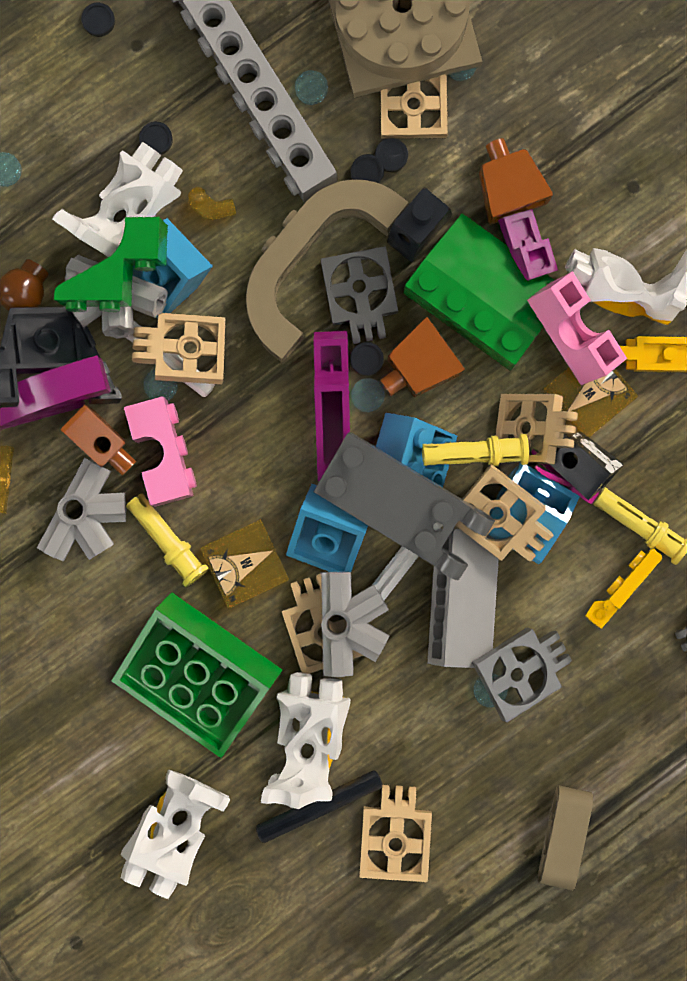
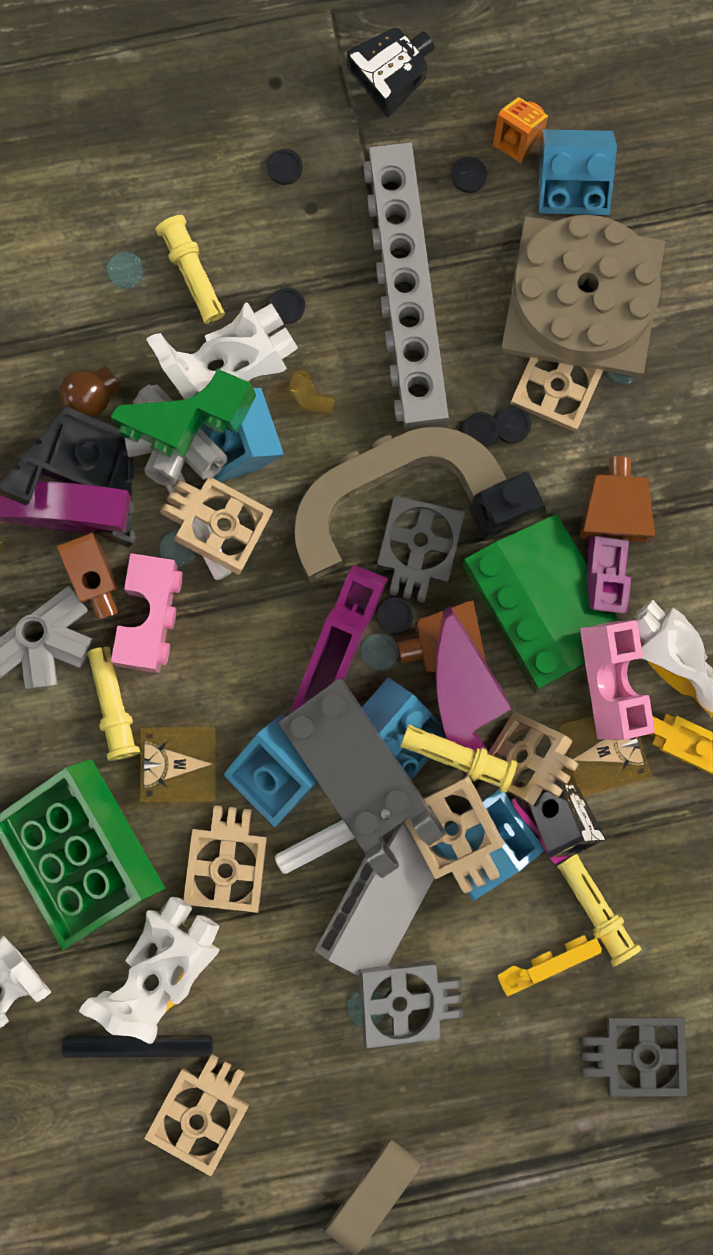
camera: 20 degrees right, 5 degrees down
(48, 133) = (185, 255): none -> light yellow pin
(311, 87) = (463, 324): clear light blue piece -> none
(357, 612) = (266, 865): light grey piece -> none
(452, 390) = (464, 685): none -> magenta slope

